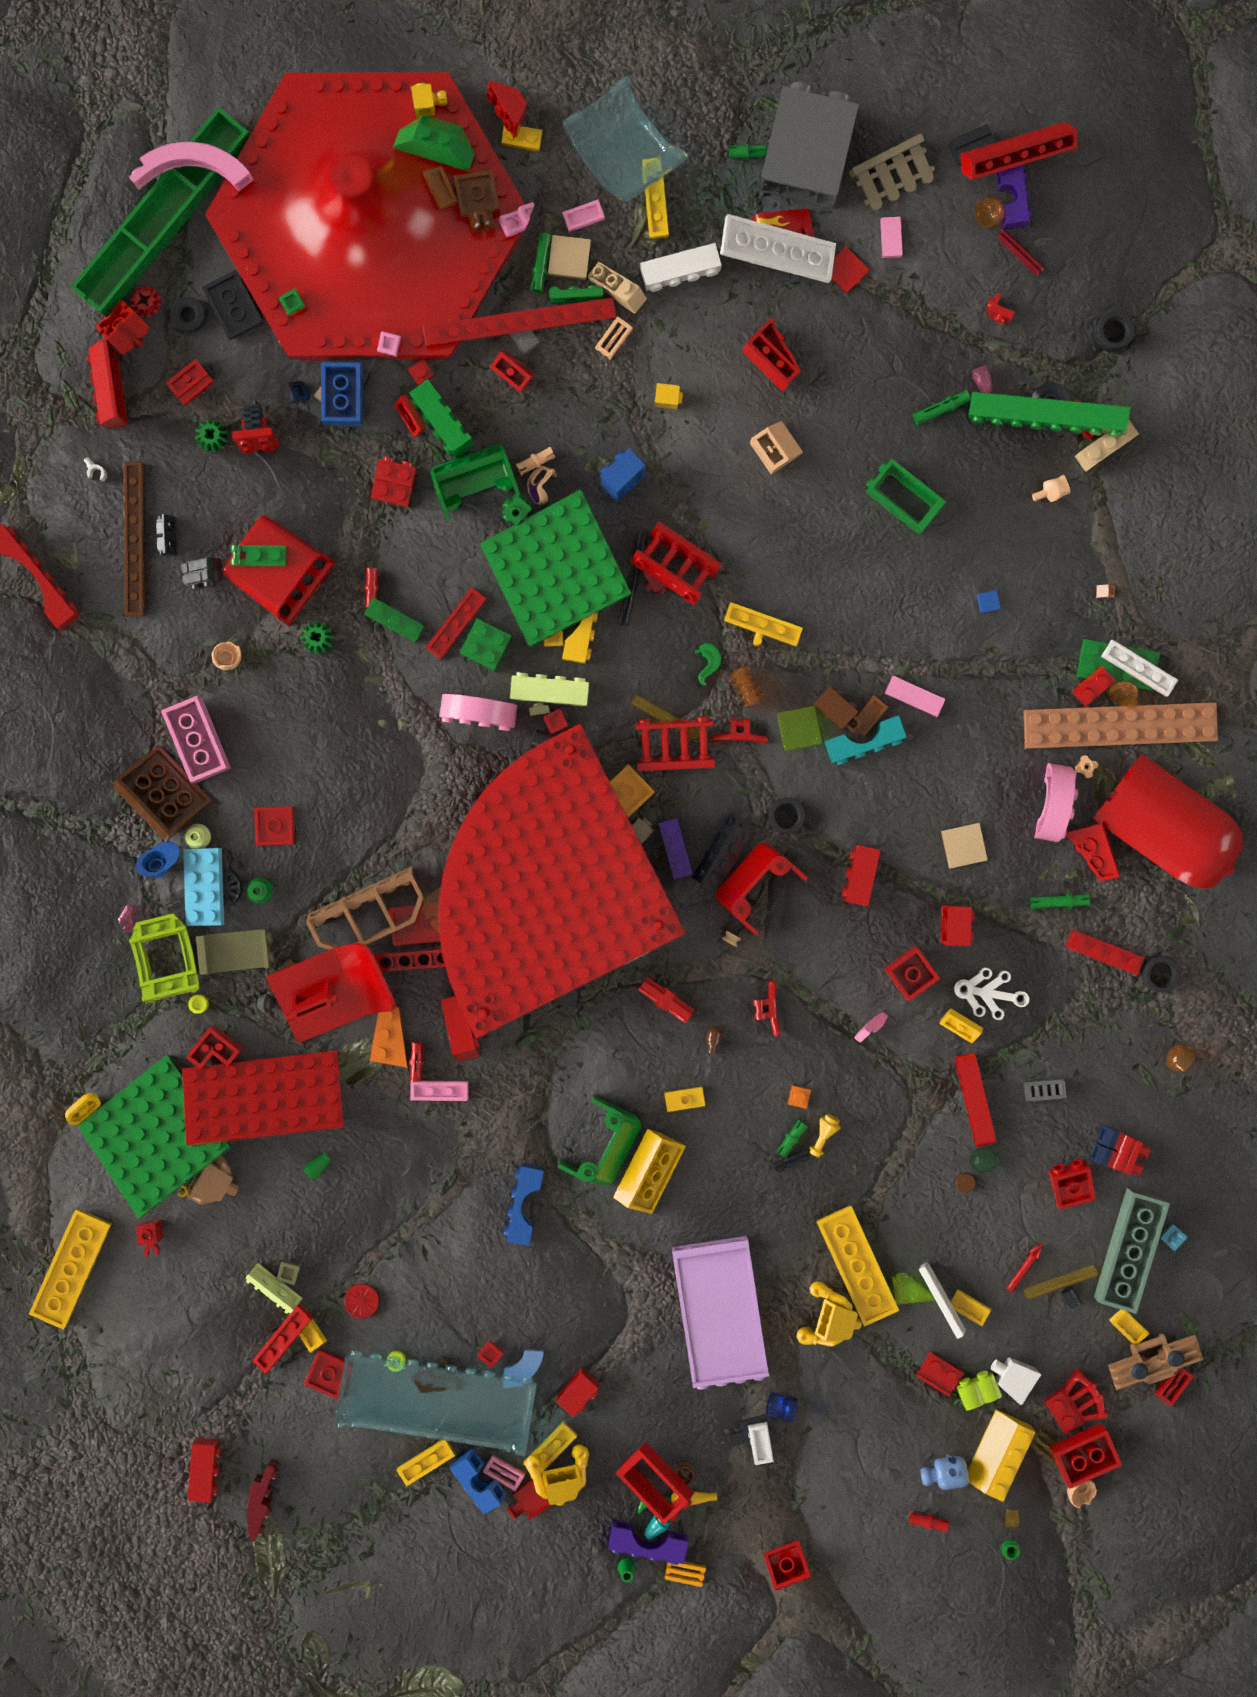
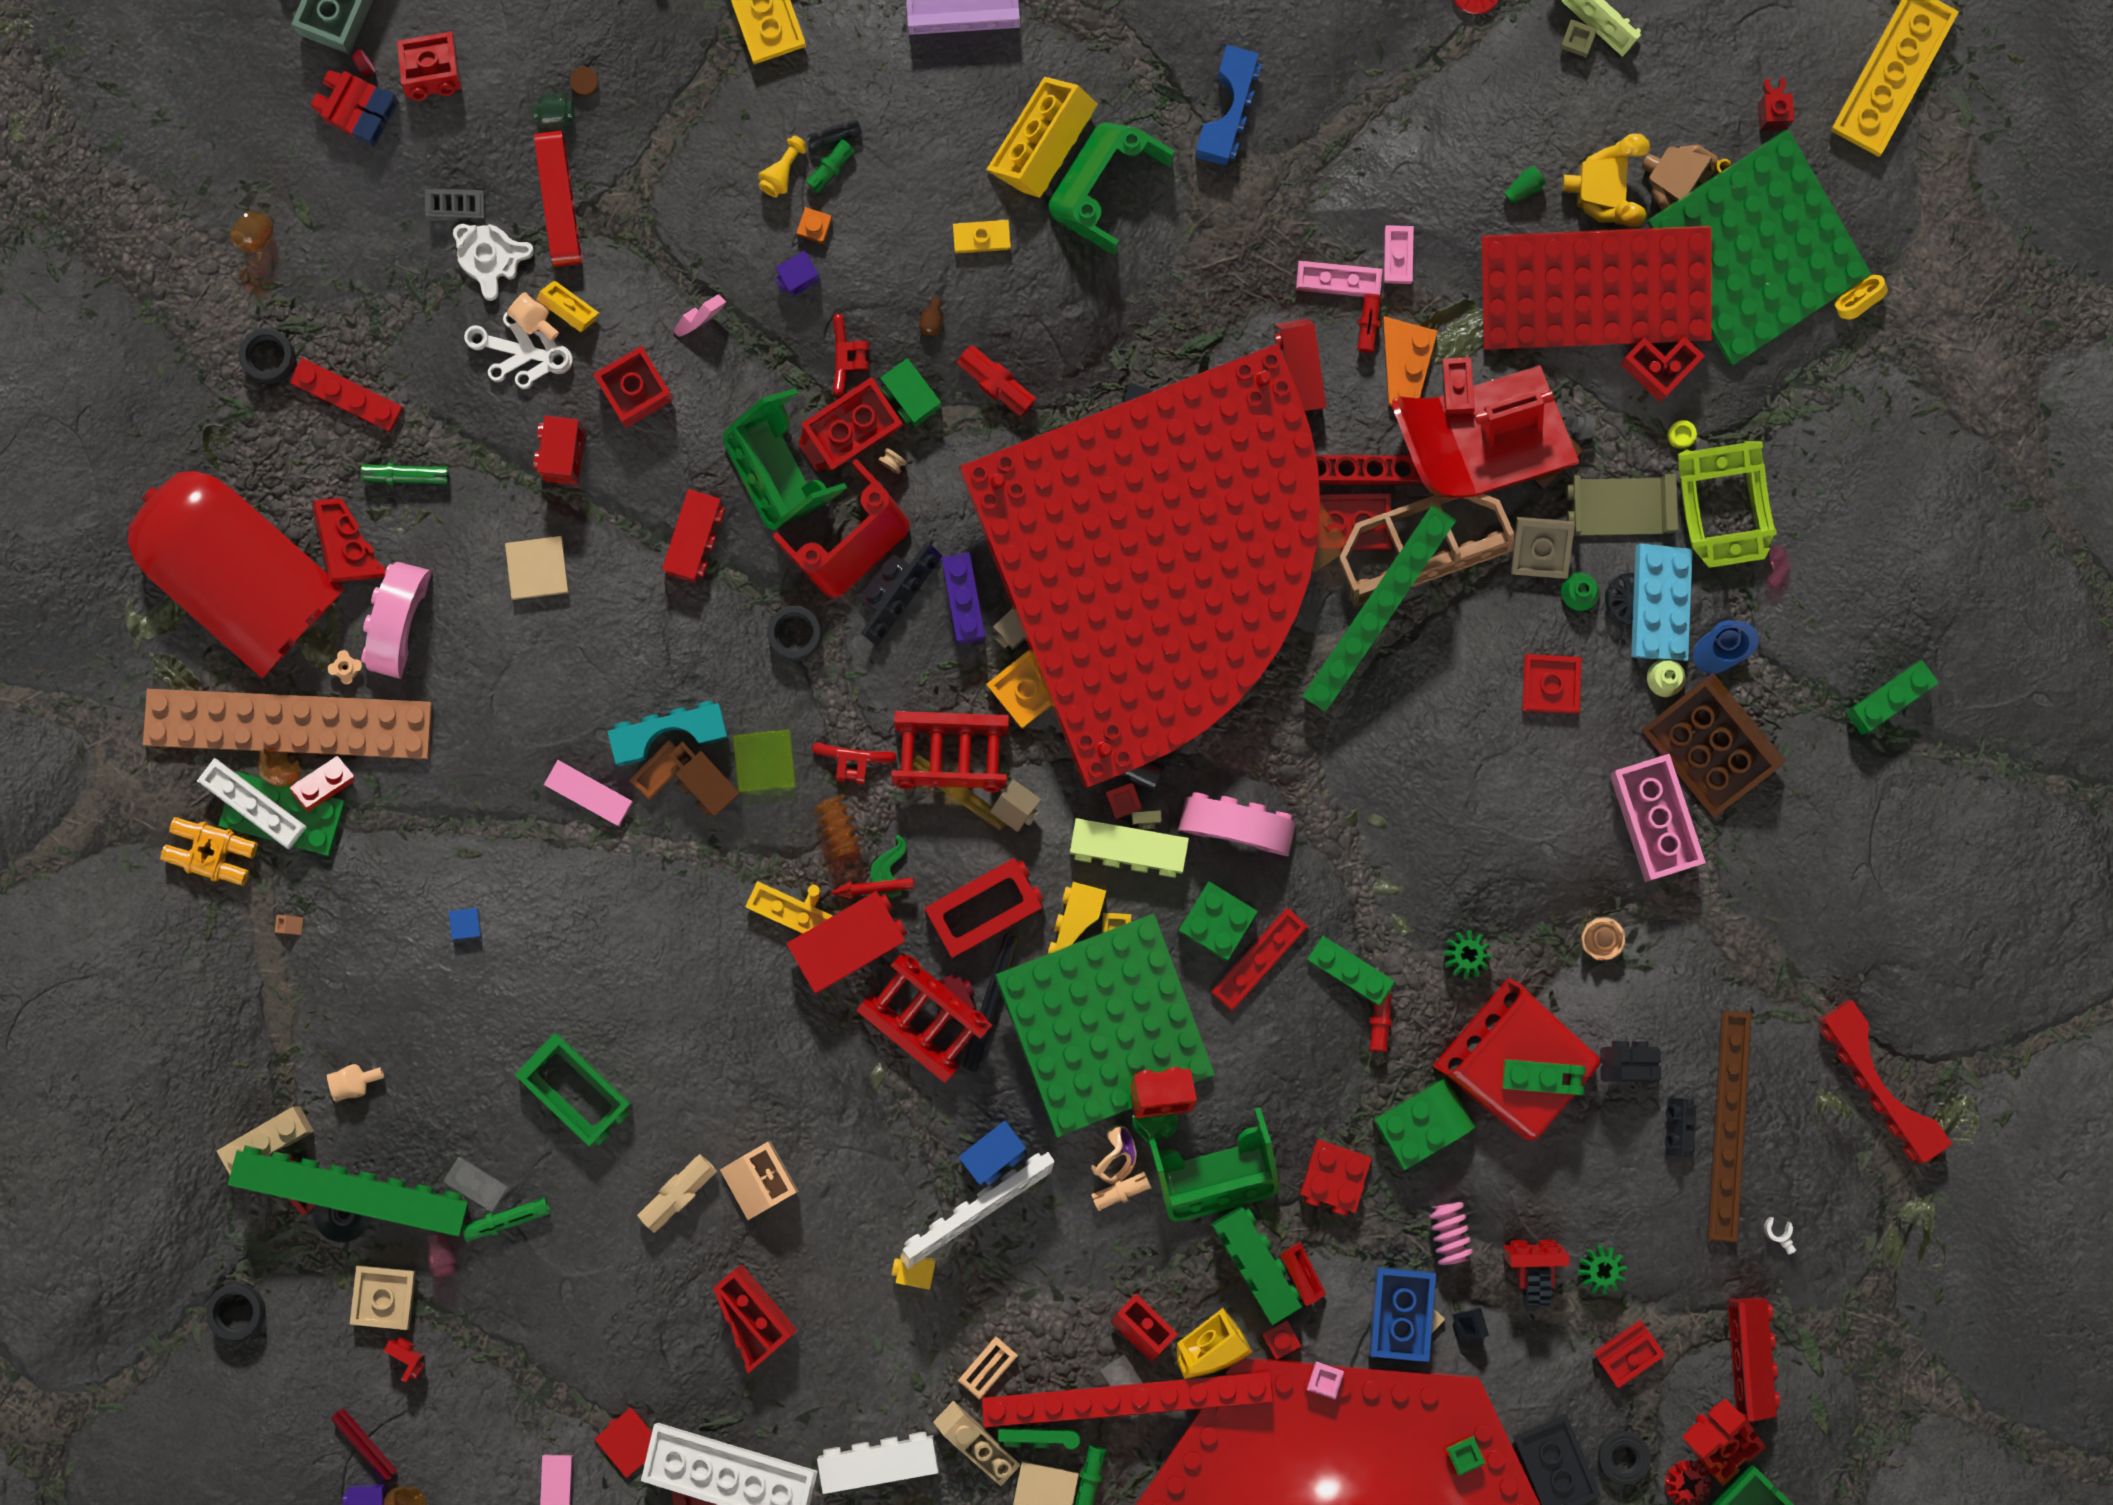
camera: 175 degrees left, 5 degrees down
(43, 835) = (1891, 697): none -> green brick
(264, 1172) = (1603, 183): none -> yellow torso
(287, 917) = (1542, 547): none -> dark tan plate
(313, 452) = (1451, 1233): none -> bright pink piece
(337, 522) = (1424, 1123): none -> green brick
(352, 1023) = (1458, 385): none -> red plate
(393, 864) = (1379, 607): none -> green brick
(400, 1111) = (1398, 254): none -> bright pink plate
(466, 362) = (1212, 1347): none -> yellow slope
(512, 524) = (1162, 1092): none -> red brick
(624, 442) = (967, 1215): none -> white plate
(627, 710) = (1016, 806): none -> dark tan brick
(629, 667) = (1029, 906): none -> red piece
(723, 986) = (910, 393): none -> green brick
(732, 608) = (847, 941): none -> red brick
(735, 645) = (849, 889): none -> red piece
(763, 959) = (848, 427): none -> red slope
(808, 1061) = (796, 274): none -> dark purple brick
(813, 927) = (769, 467): none -> green windscreen
(830, 434) = (677, 1193): none -> tan piece
(964, 429) = (476, 1184): none -> clear plate
(985, 1016) = (531, 316): none -> light nougat piece
(1018, 349) = (382, 1297): none -> tan plate
(1018, 1057) = (488, 254): none -> white tile
(1117, 1182) = (363, 63): none -> dark red tile
(1171, 628) = (214, 838): none -> light orange pin

